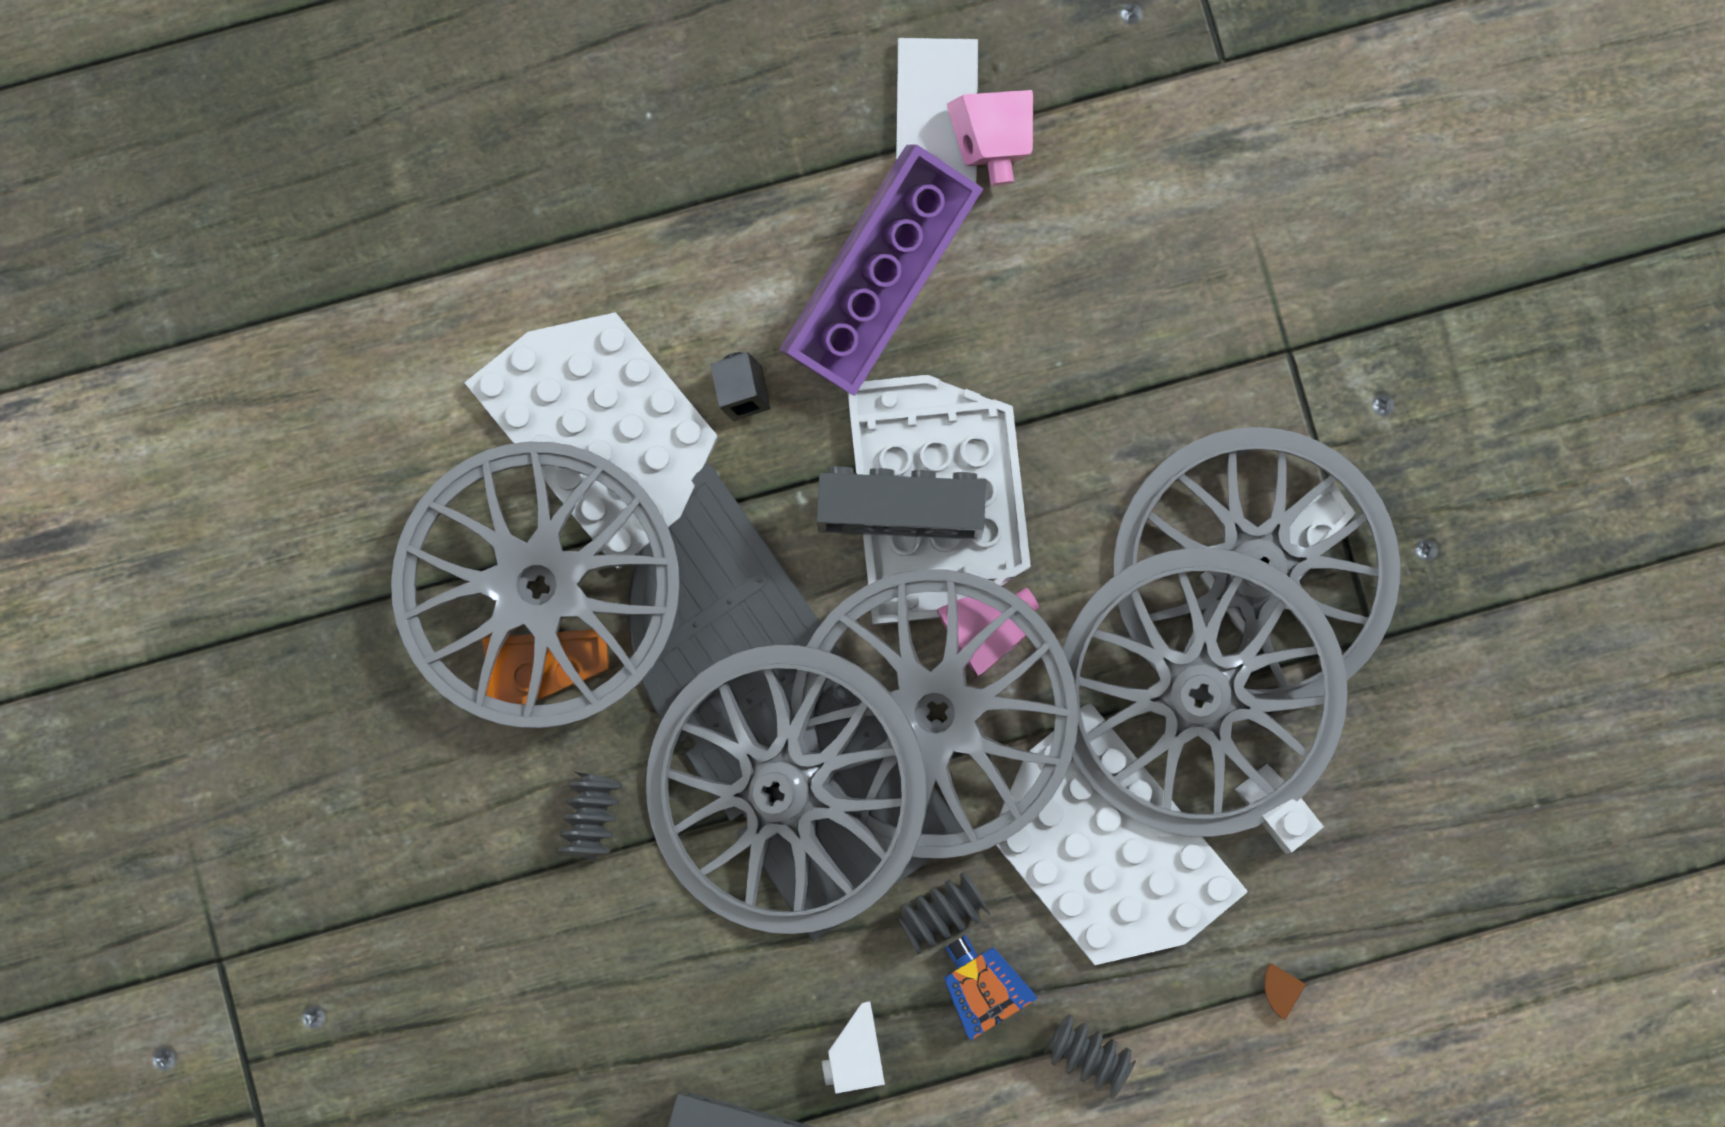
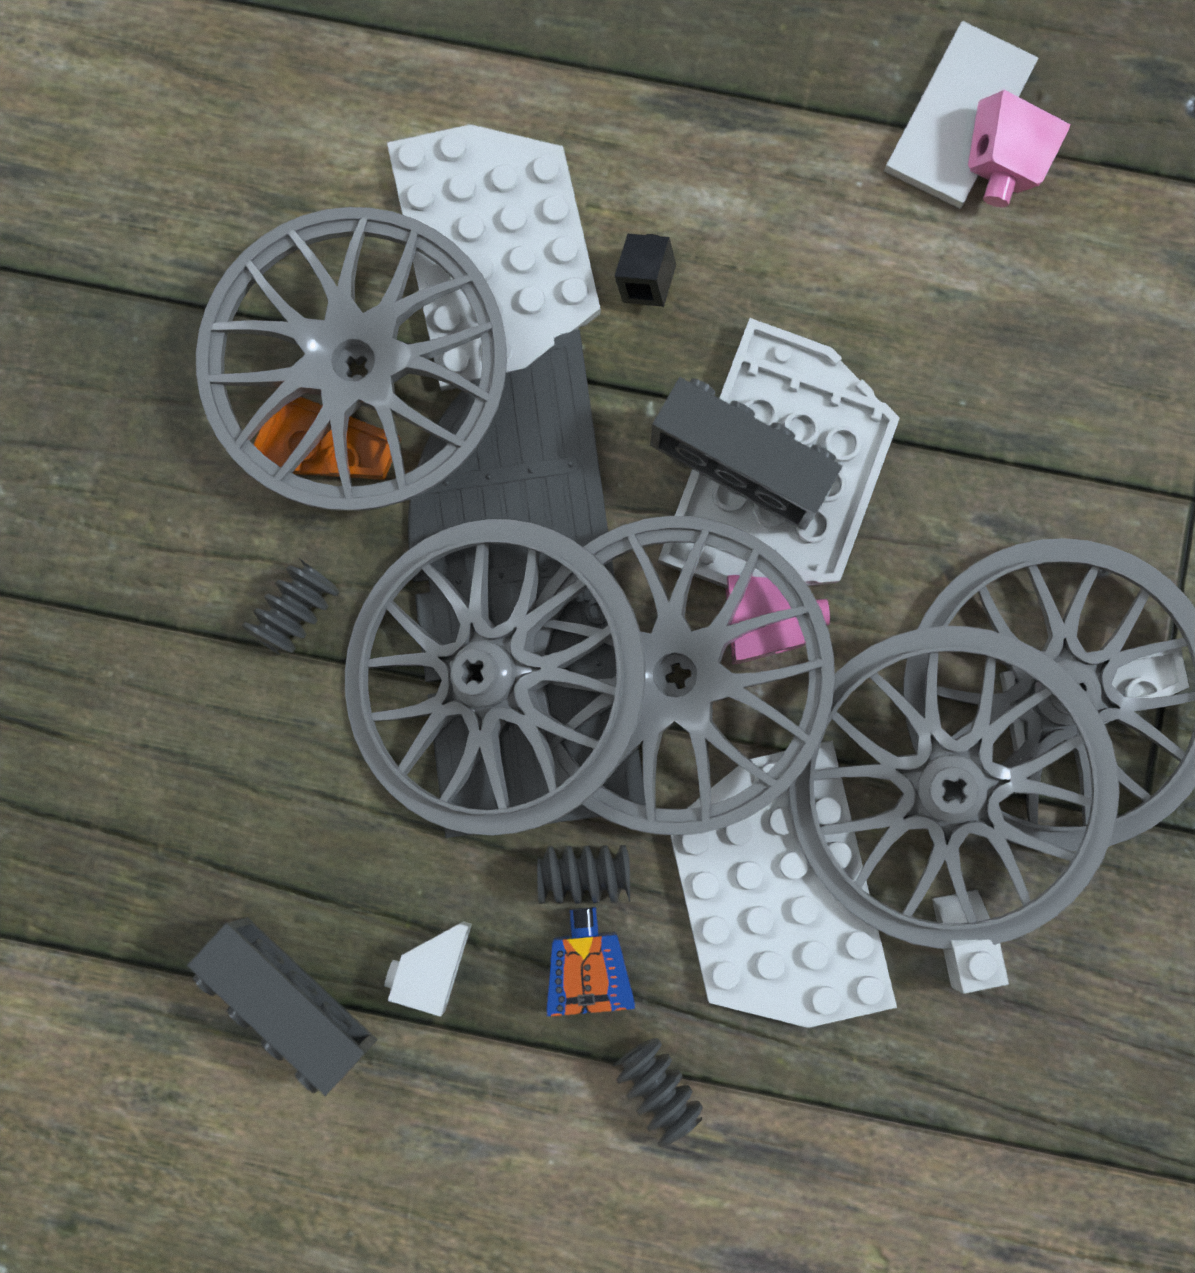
camera: 30 degrees right, 0 degrees up
(881, 268) = (840, 222): medium lavender slope -> none
(1281, 990) = (881, 1122): dark orange tile -> none

